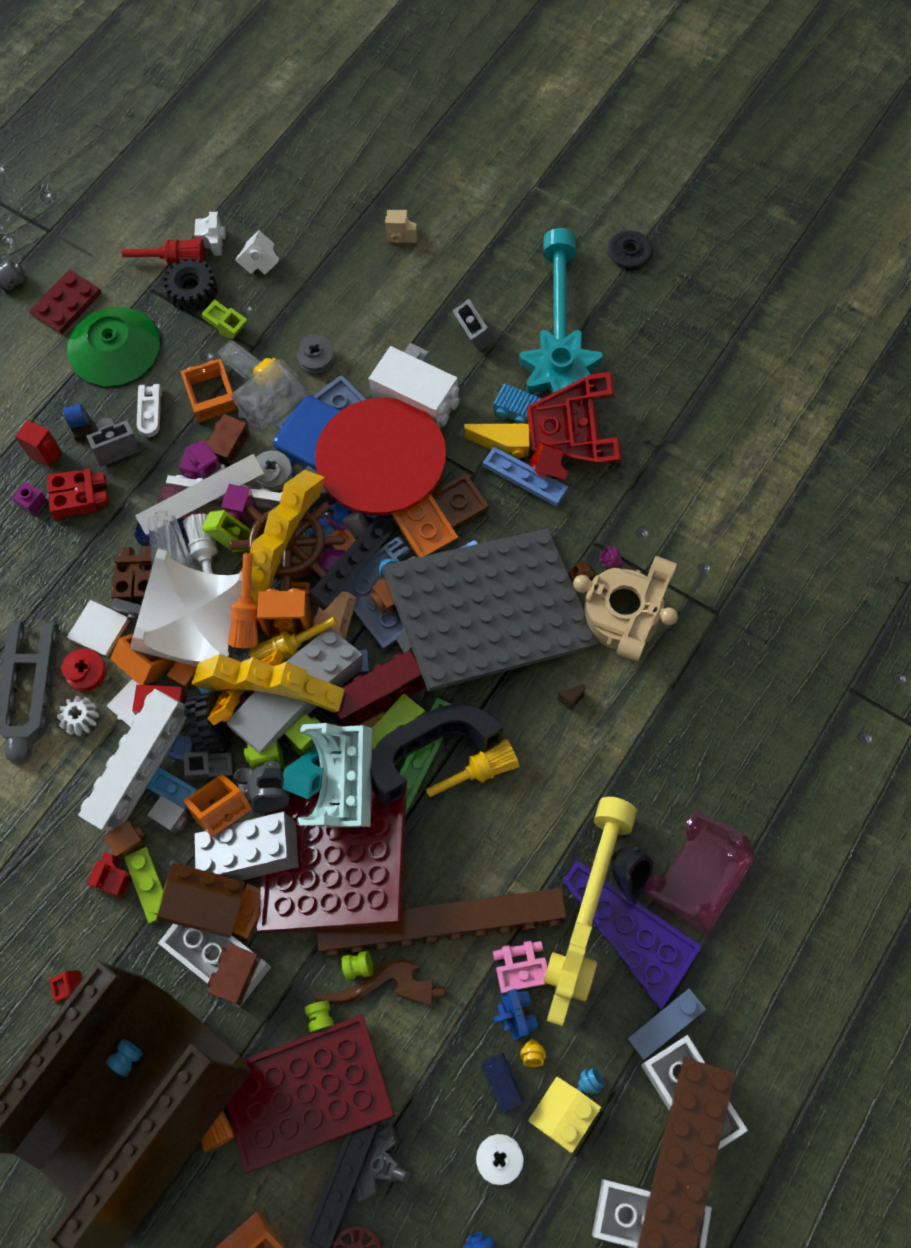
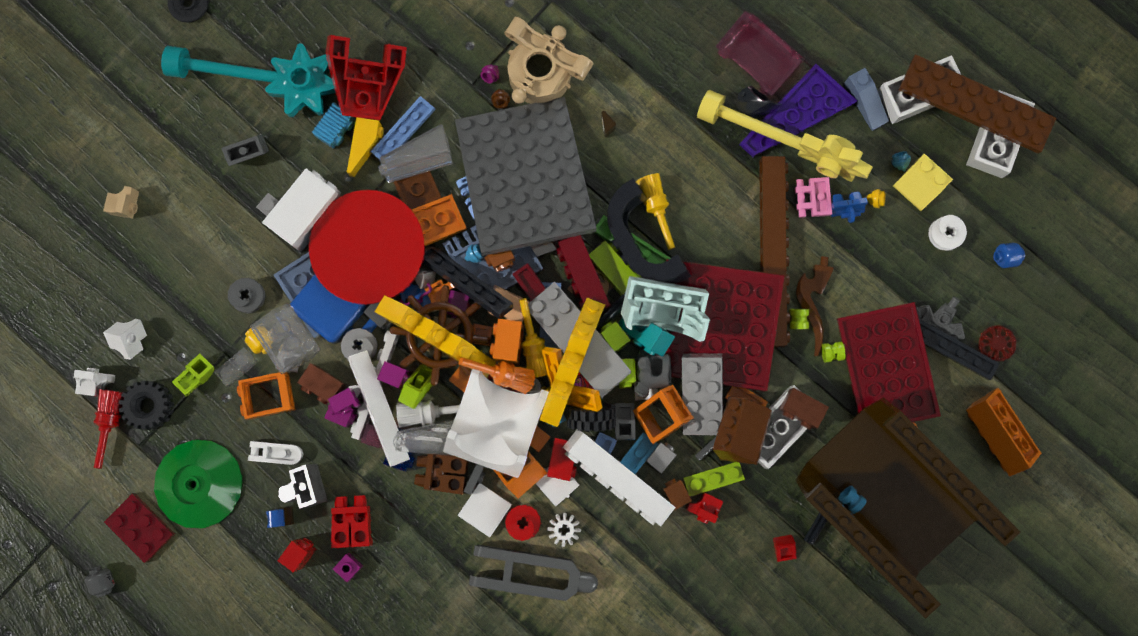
camera: 85 degrees left, 15 degrees up
(365, 633) = (529, 281): none -> dark red tile
(496, 495) = (417, 156): none -> clear slope
(502, 1083) = (896, 223): clear blue brick -> none
(548, 461) = (396, 106): red brick -> none

